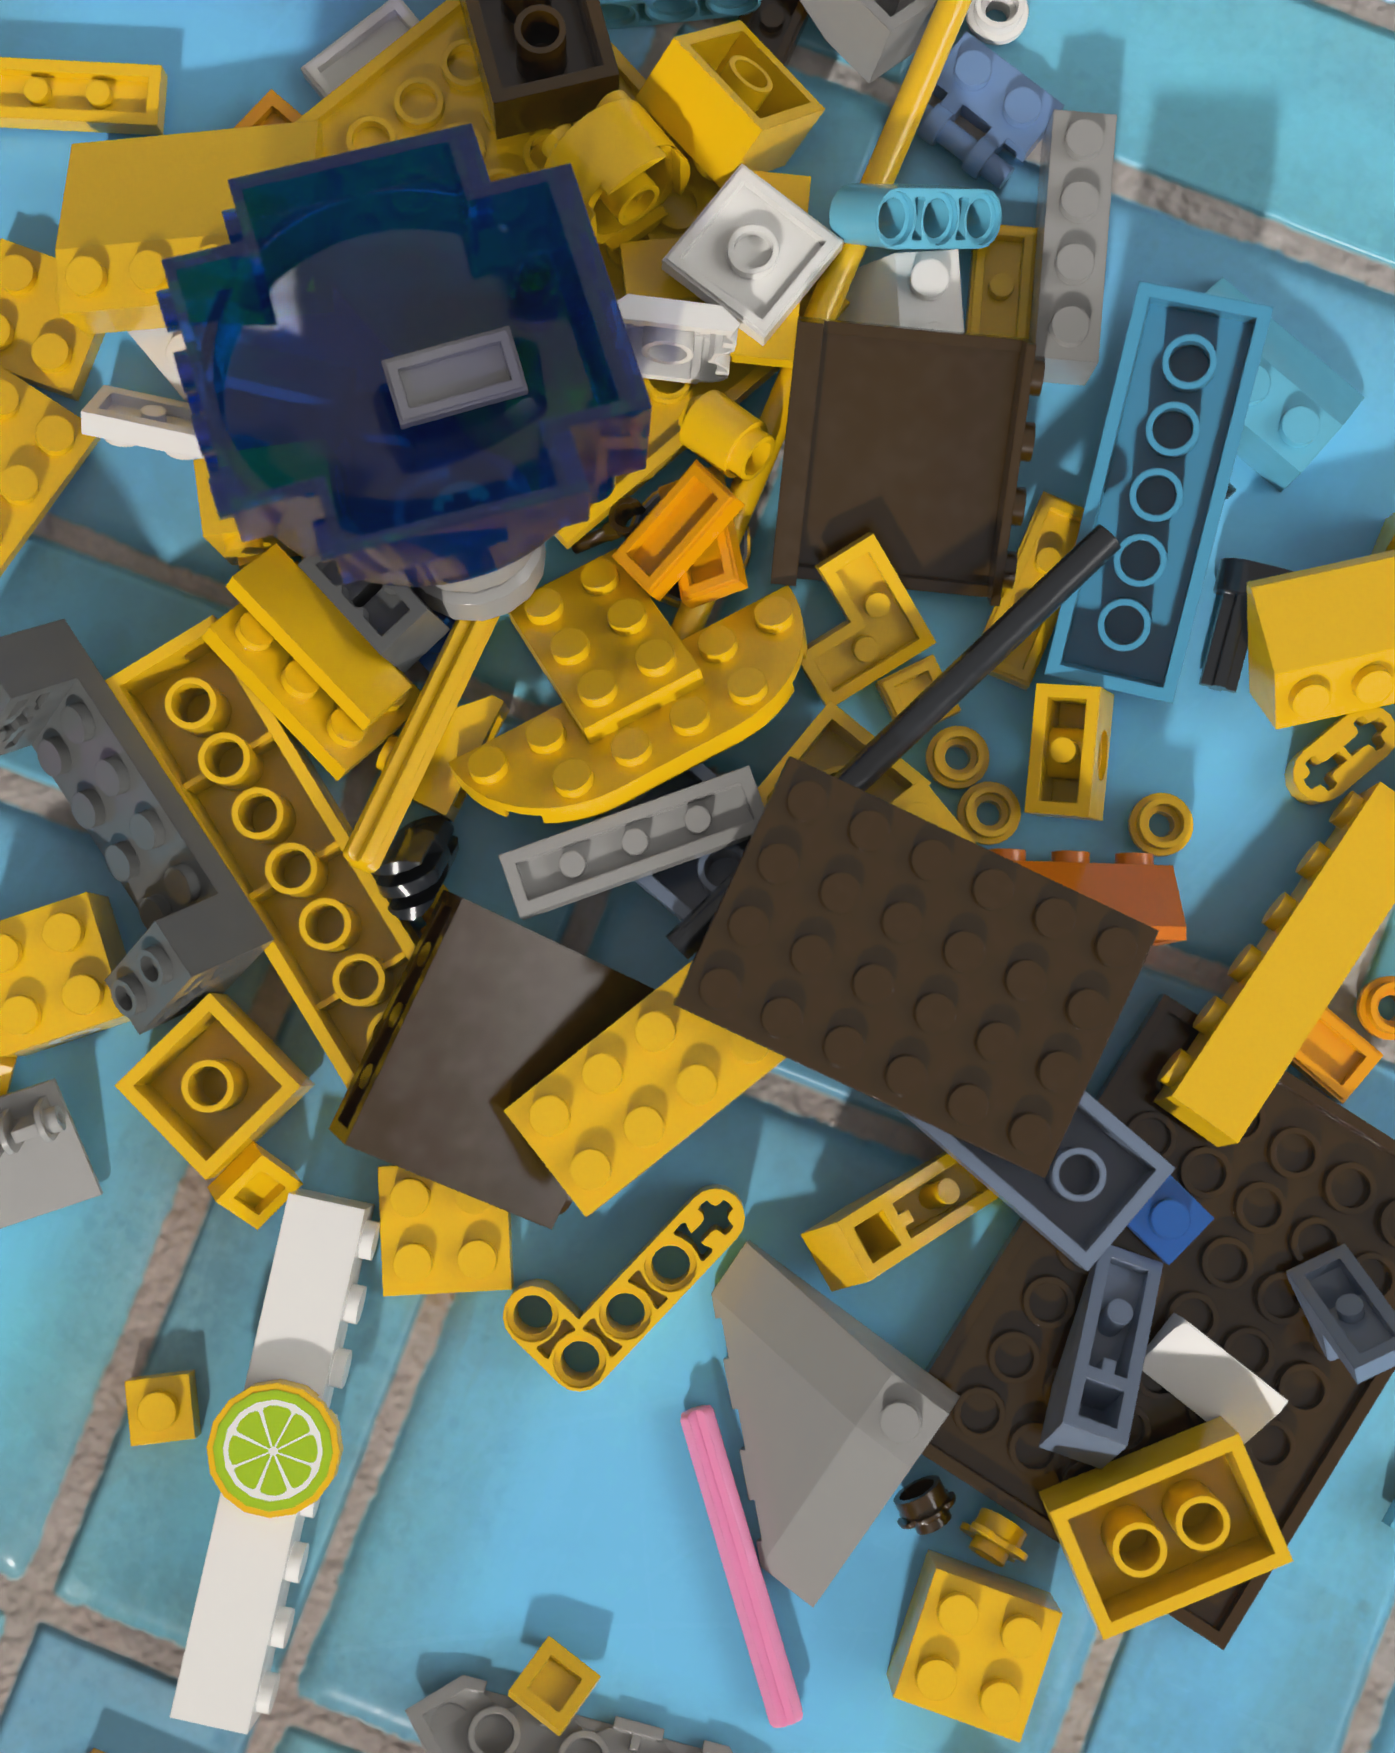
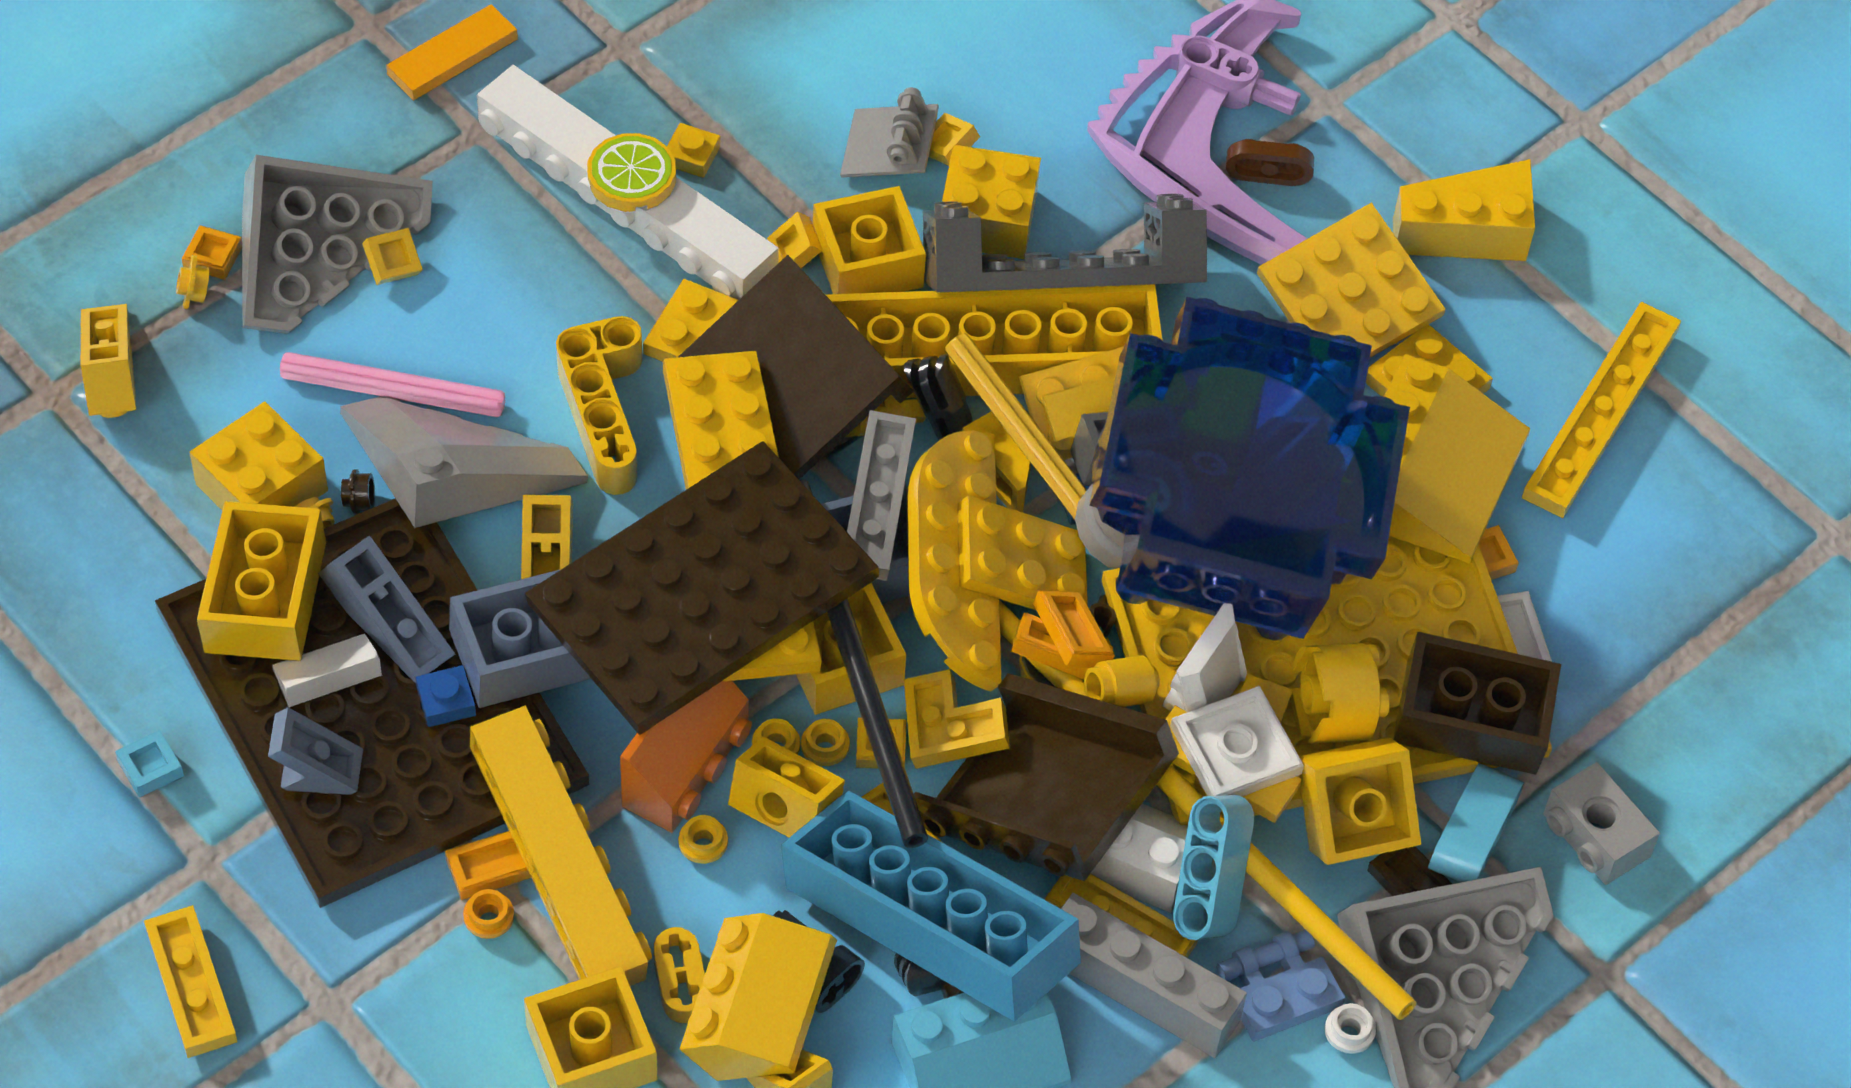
camera: 110 degrees right, 30 degrees down
(455, 377) = (1240, 517): light grey tile -> none

